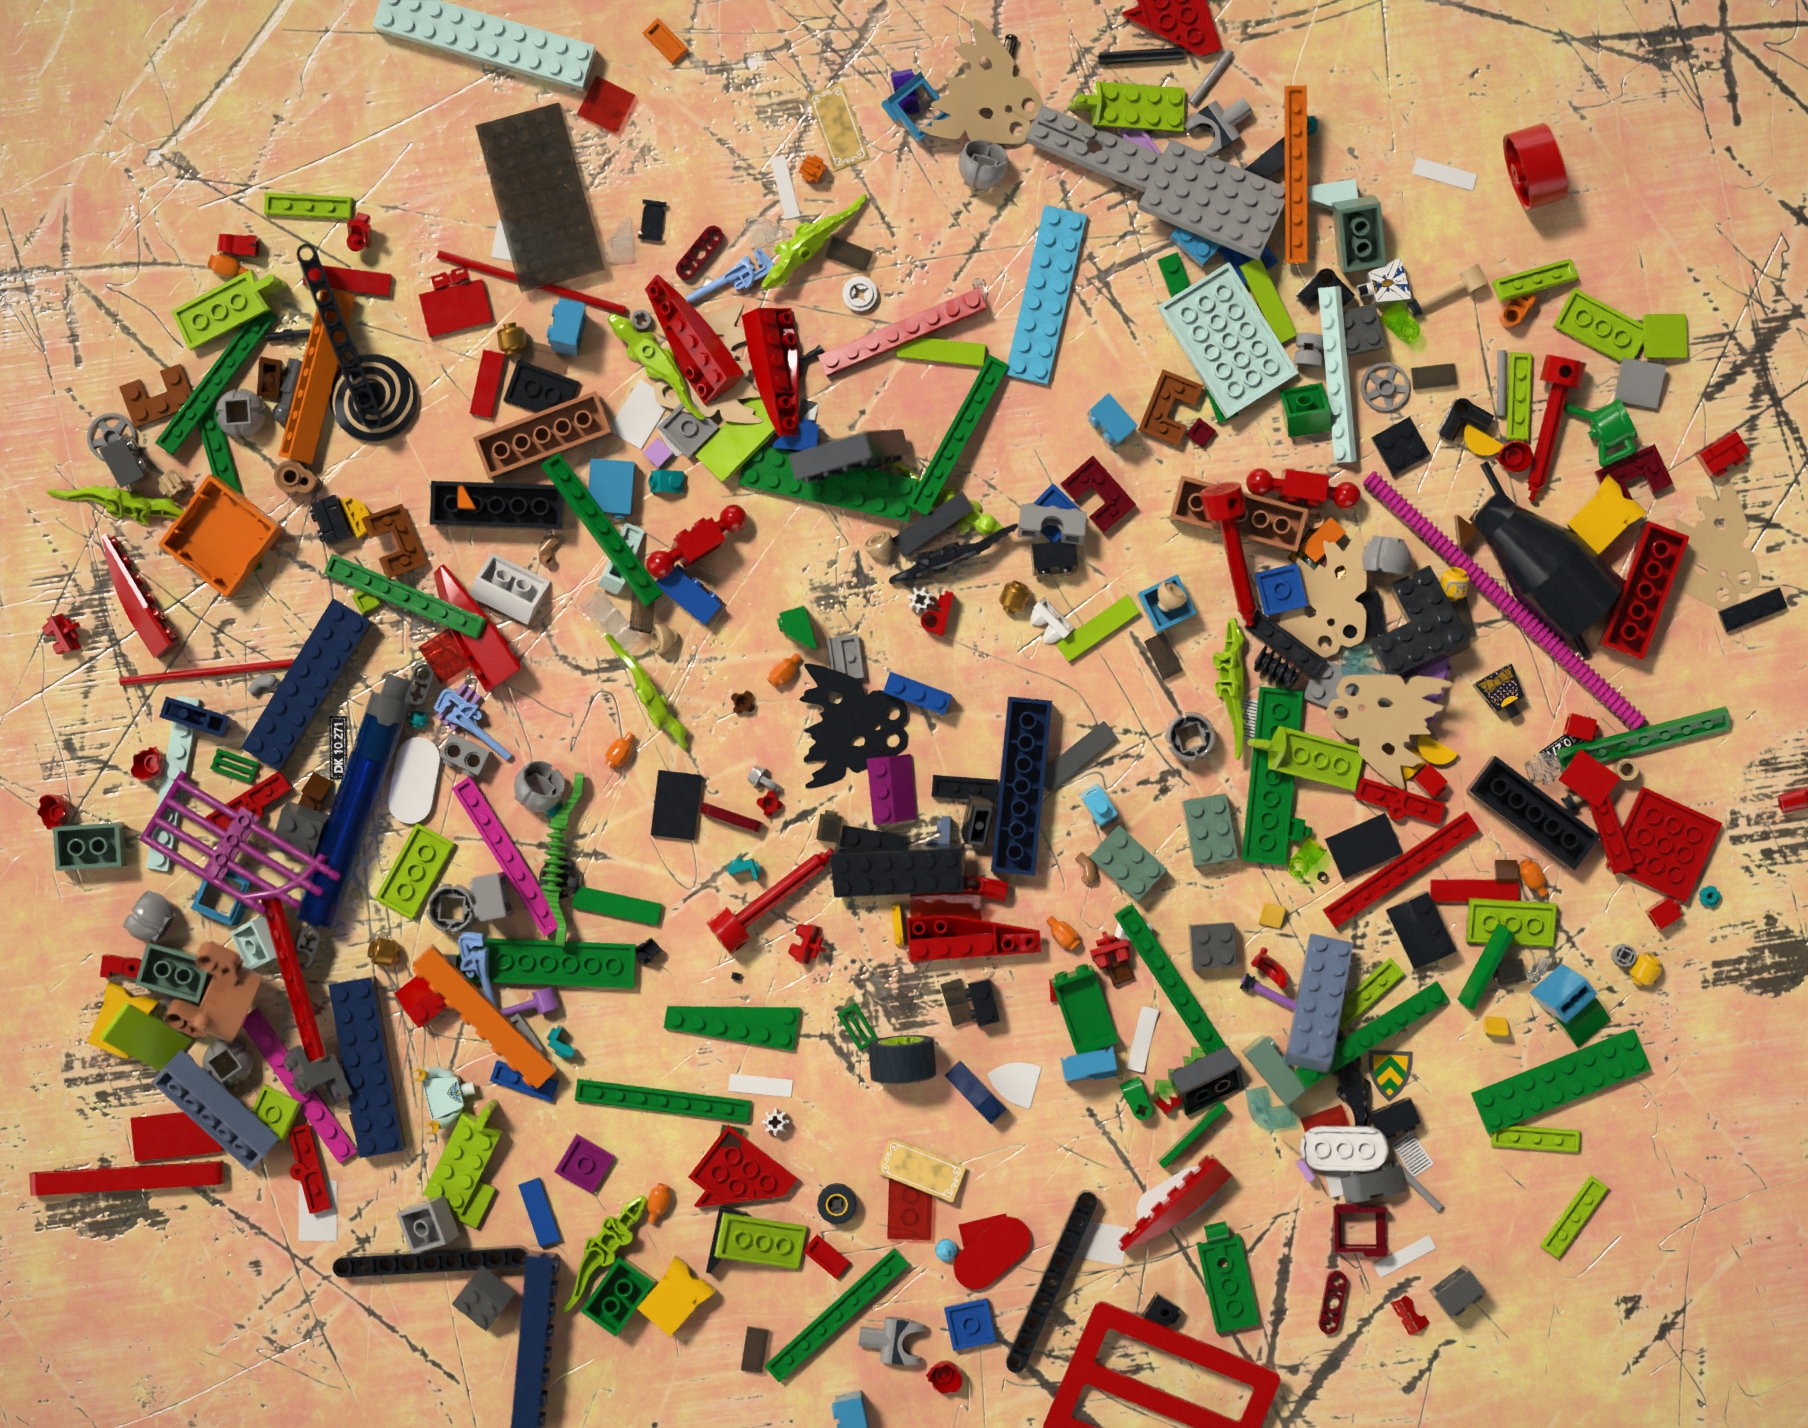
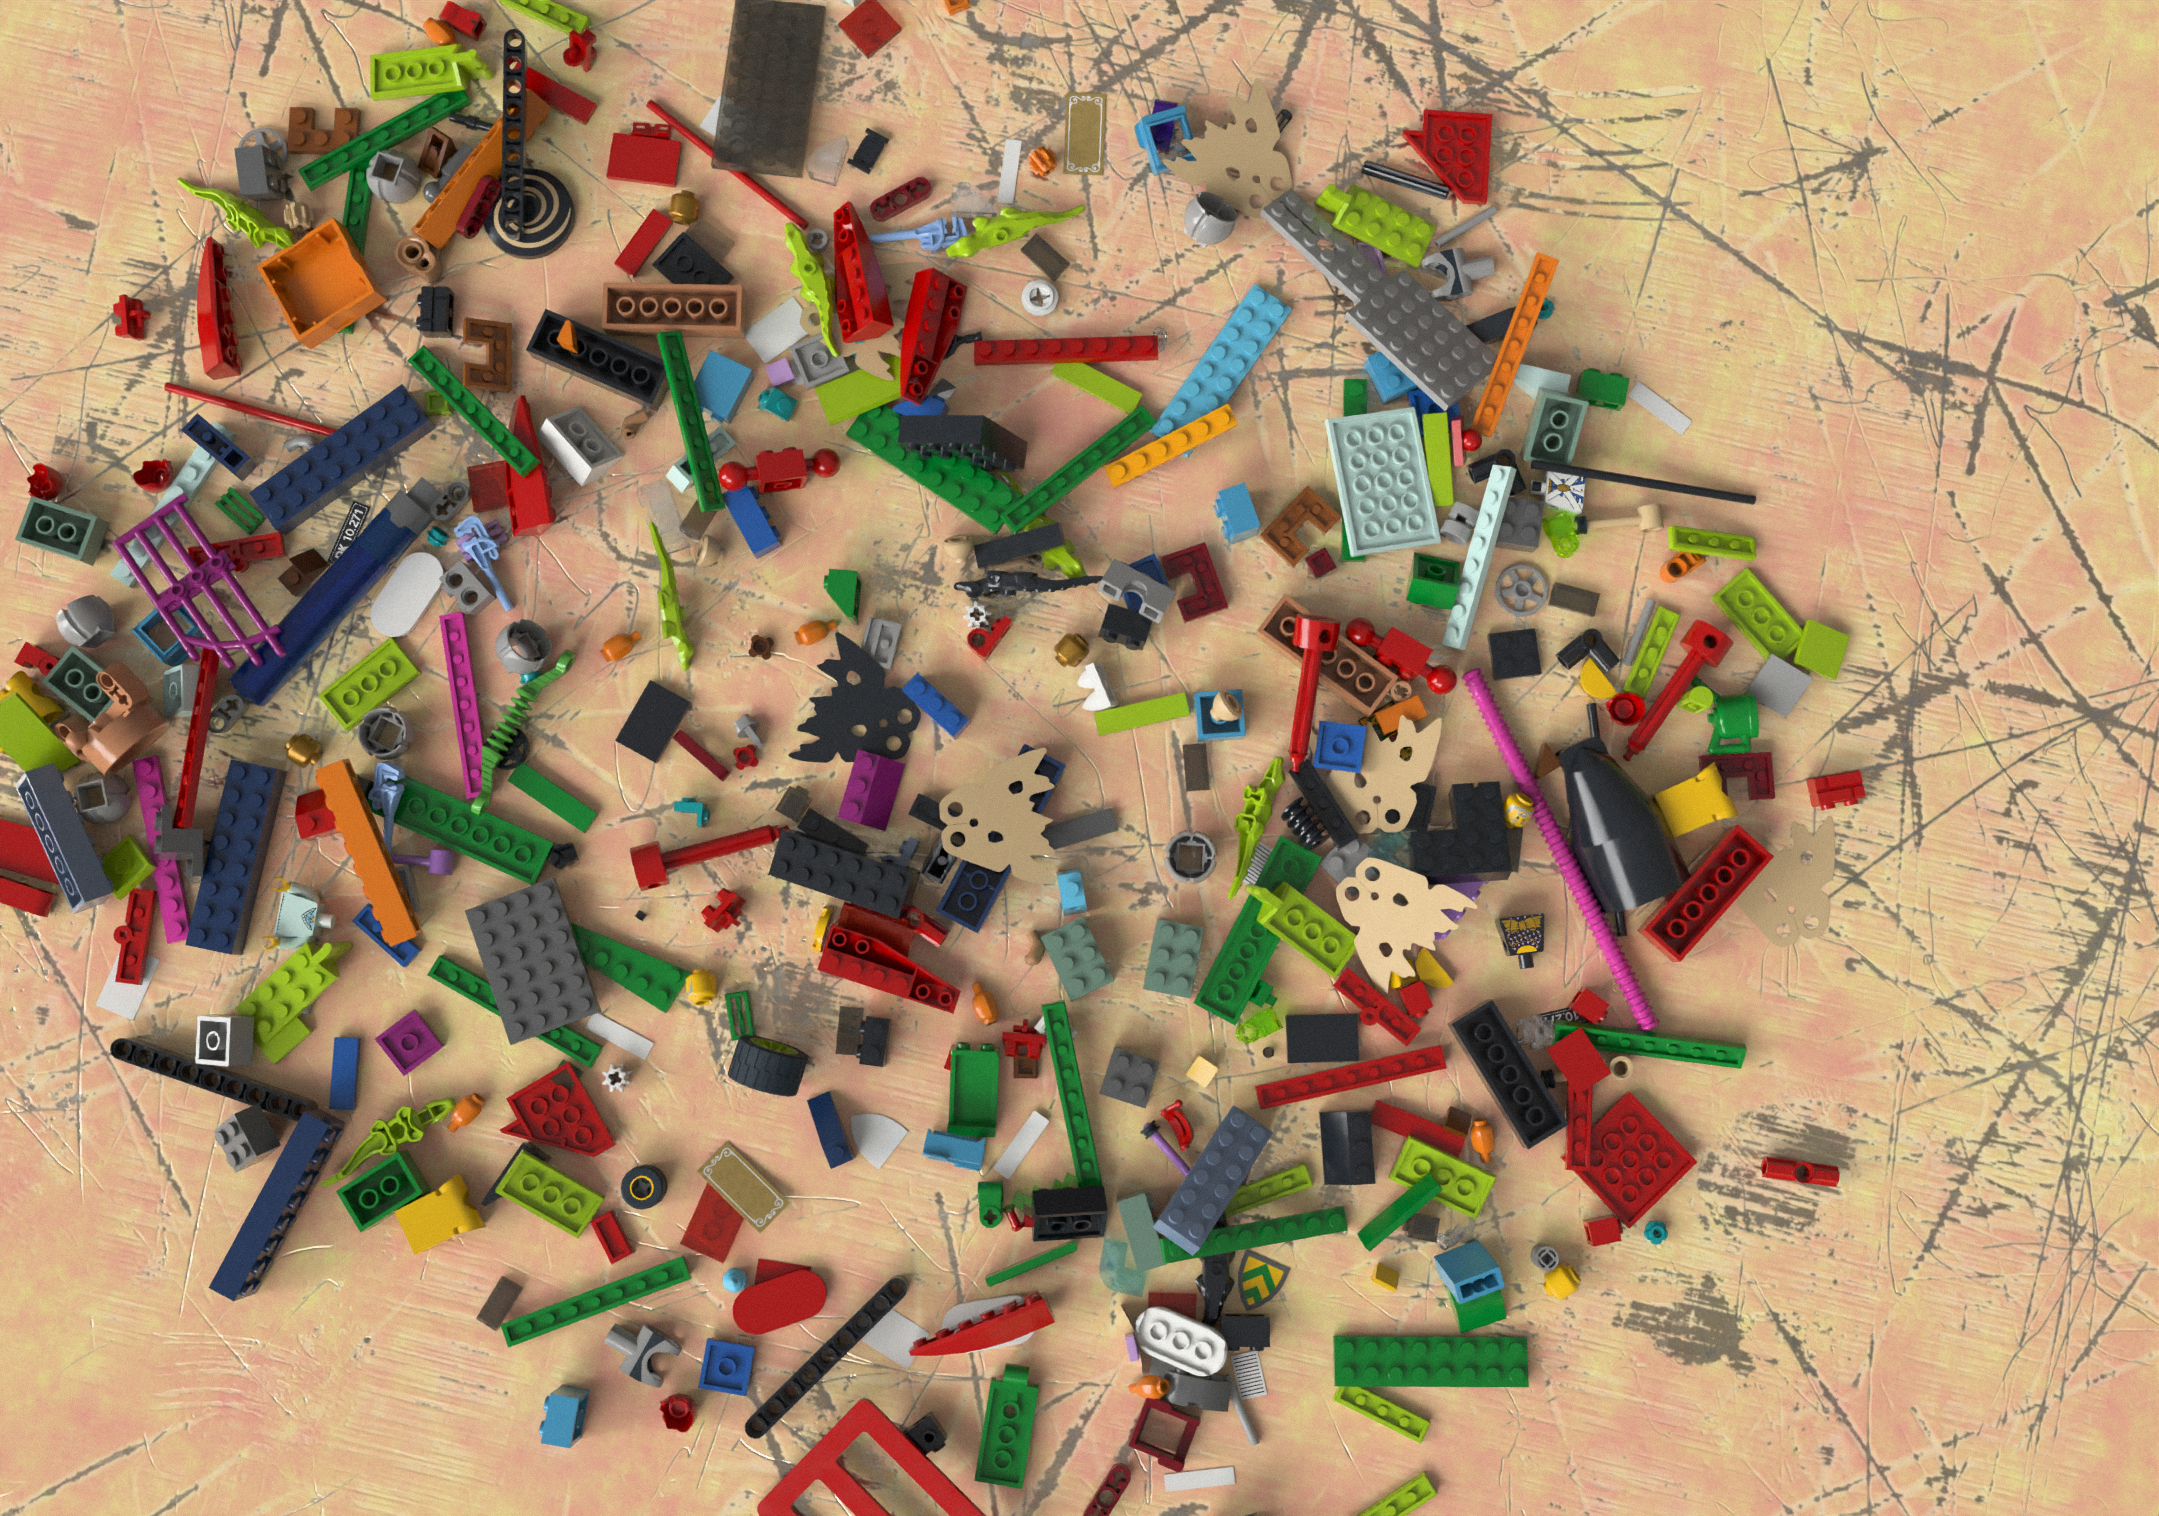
camera: 20 degrees right, 5 degrees down
(300, 827) = (272, 593): dark grey brick -> none
(329, 411) = (481, 189): none -> dark red beam
(355, 512) = (461, 309): yellow tile -> none
(491, 896) = (427, 735): light grey brick -> none
(562, 1048) = (437, 918): teal bracket -> none
(567, 327) = (741, 215): dark azure brick -> none
(661, 1052) = (533, 961): none -> dark grey plate
(815, 1016) = (701, 987): none -> yellow head
(1014, 764) = (1004, 813): none -> tan piece
(1029, 382) = (1171, 446): none -> light orange plate
(1284, 275) = (1463, 440): none -> tile
(1333, 1196) = (1150, 1387): none -> orange plant
(1386, 555) = (1459, 755): light grey piece -> none
(1387, 179) = (1603, 389): none -> green brick
(1468, 246) = (1643, 482): none -> black piece
(1535, 166) = (1756, 429): red wheel -> none
(1572, 425) = (1696, 700): none -> lime brick
(1752, 609) = (1807, 957): black plate -> none

